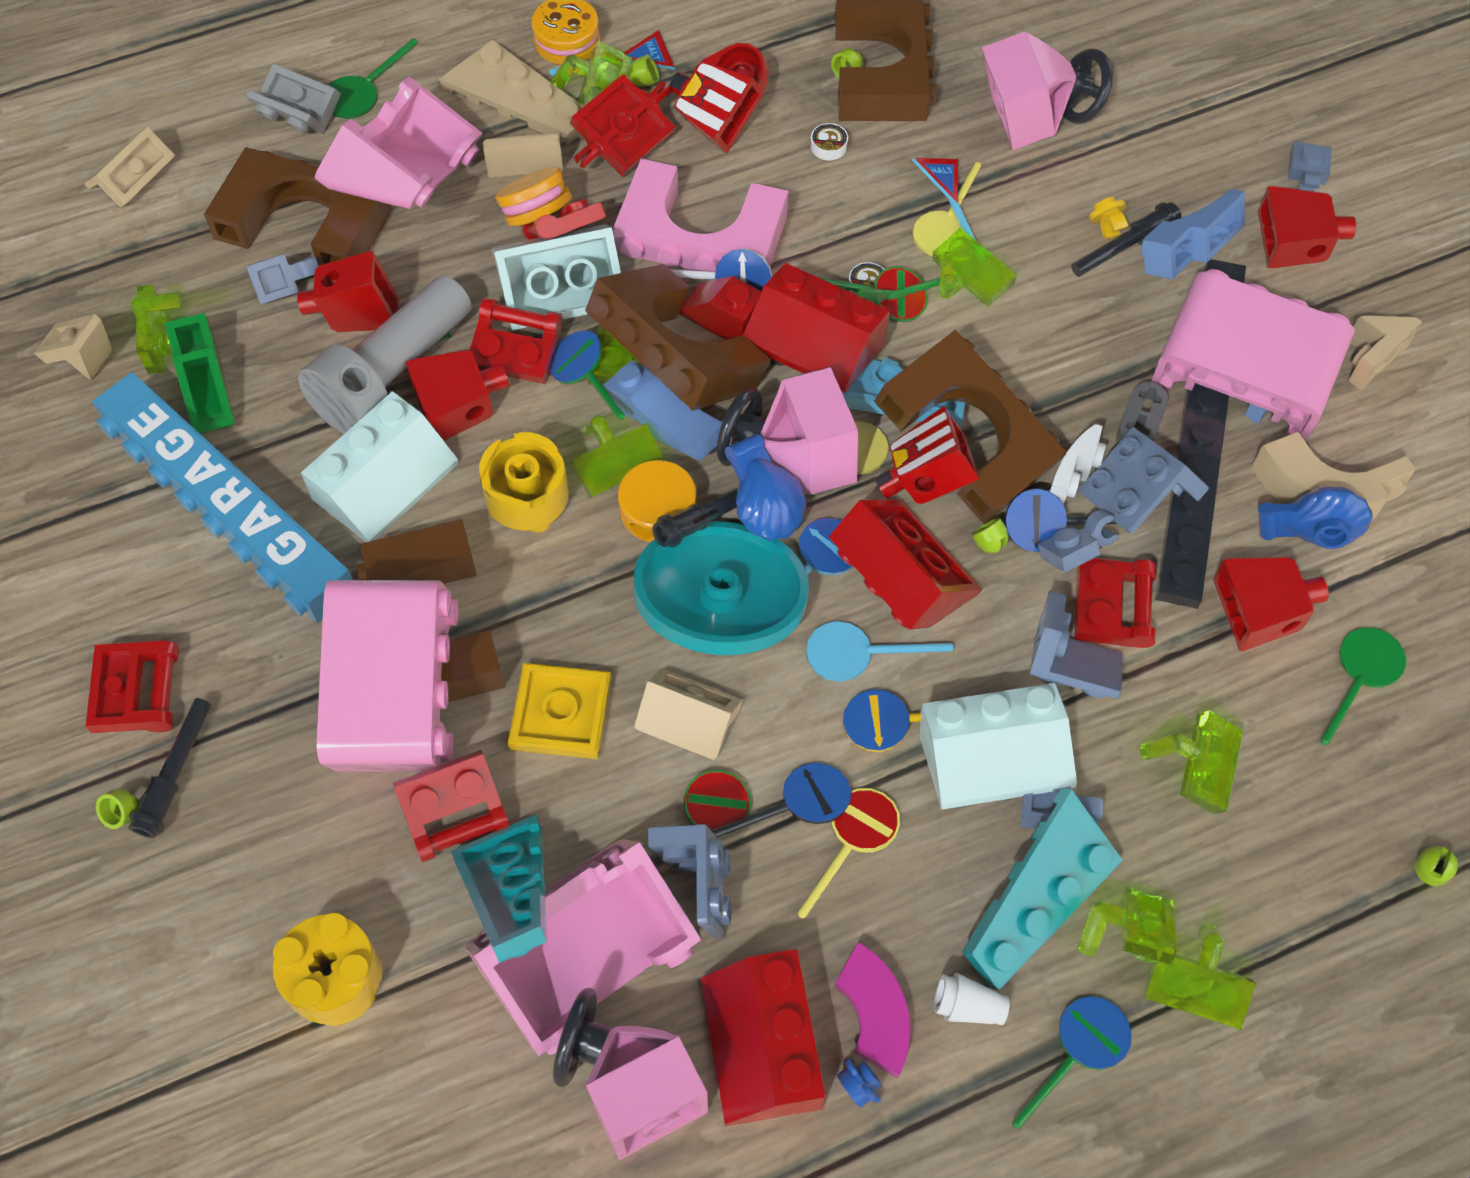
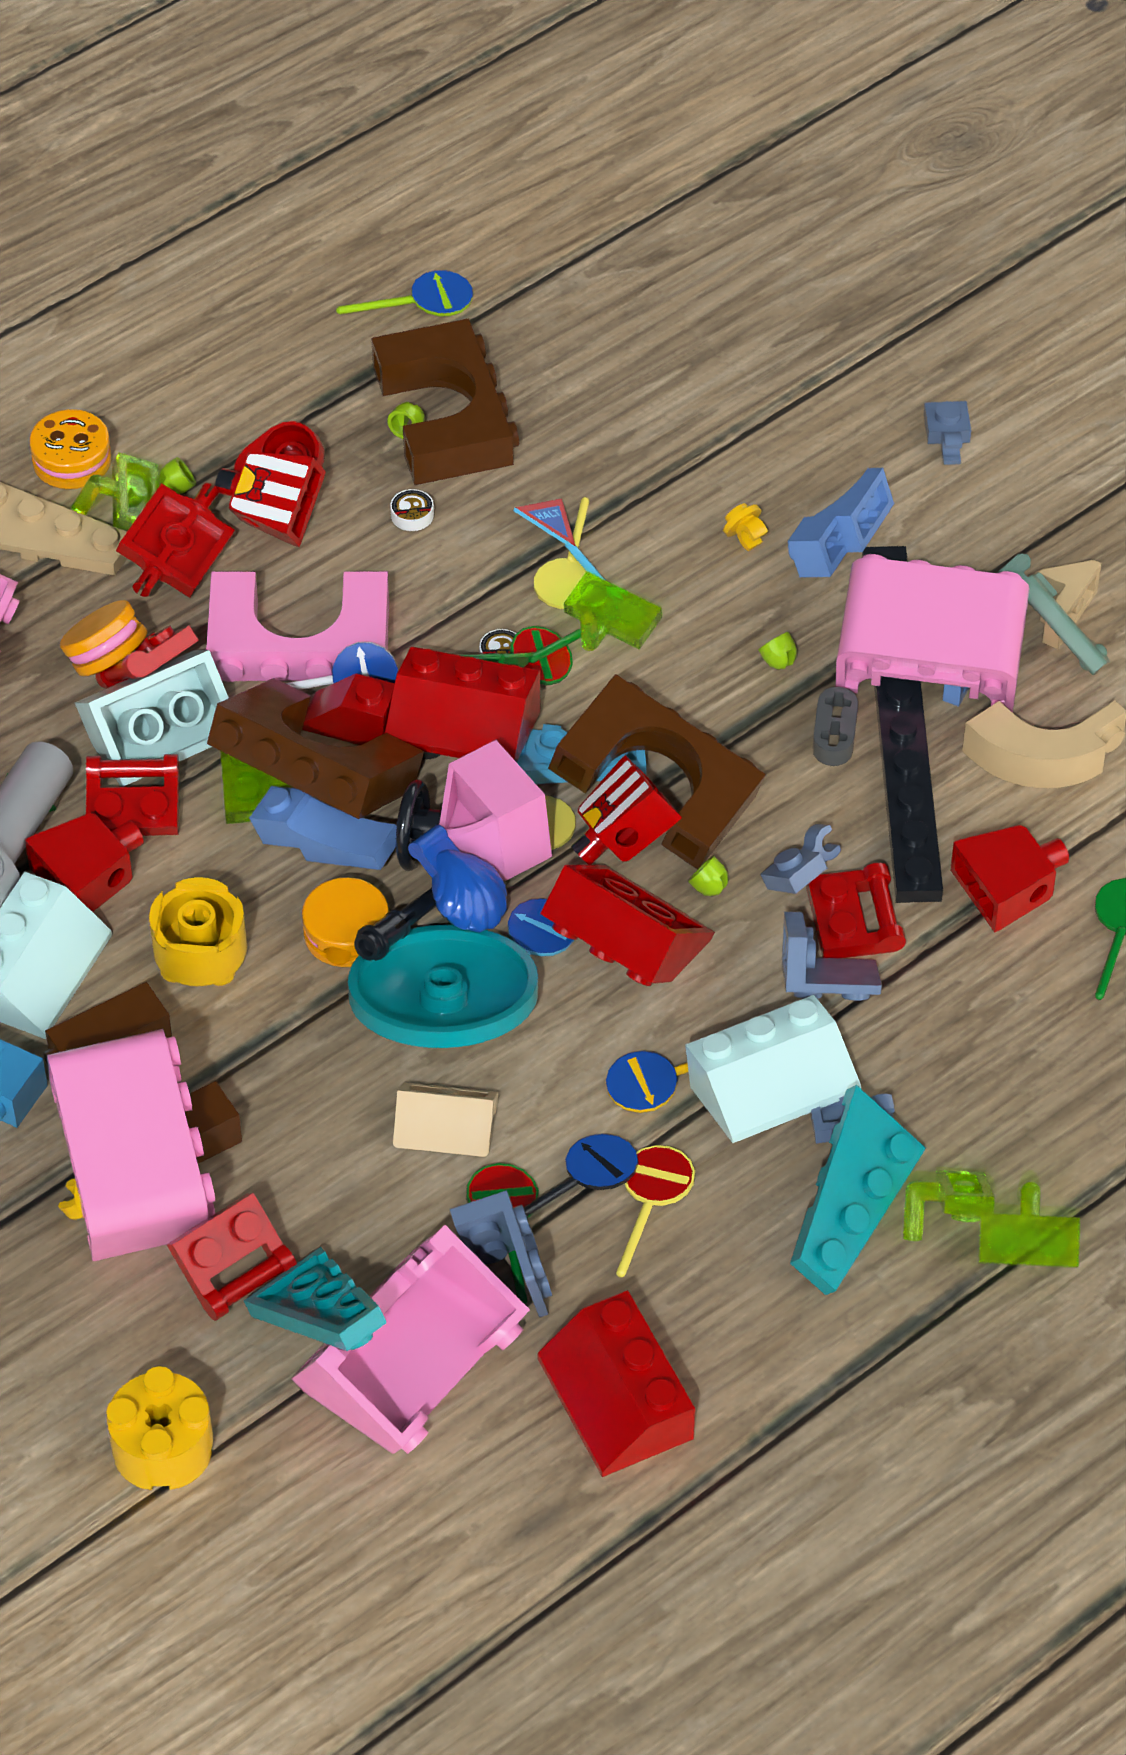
camera: 15 degrees left, 10 degrees down
(522, 154) = (69, 596): tan panel -> none
(560, 711) = (310, 1148): yellow tile -> none
(576, 360) = (209, 797): blue piece -> none
(610, 462) = (286, 887): clear neon green plate -> none
(639, 1077) = (516, 1444): bright pink piece -> none
(652, 46) = (170, 447): piece -> none
(843, 651) = (590, 1026): medium azure piece -> none
(860, 1082) = (723, 1399): blue plate -> none
(879, 1008) = (722, 1336): dark pink tile -> none
(969, 1001) = (809, 1306): white cone -> none
(1037, 517) = (752, 844): piece -> none
(1039, 86) = (630, 402): bright pink piece -> none
(1077, 463) = (779, 788): white slope -> none
(1092, 1035) = (936, 1310): blue piece -> none
(1110, 338) = (779, 651): none -> lime hinge
(1136, 234) = (769, 547): black pin -> none
(1137, 480) = (845, 784): sand blue bracket -> none
(1209, 756) = (988, 1036): clear neon green plate -> none
(1300, 226) = (953, 492): red torso -> none
(1321, 517) = (1044, 780): blue animal -> none
(1390, 403) = (1041, 594): none -> sand green piece

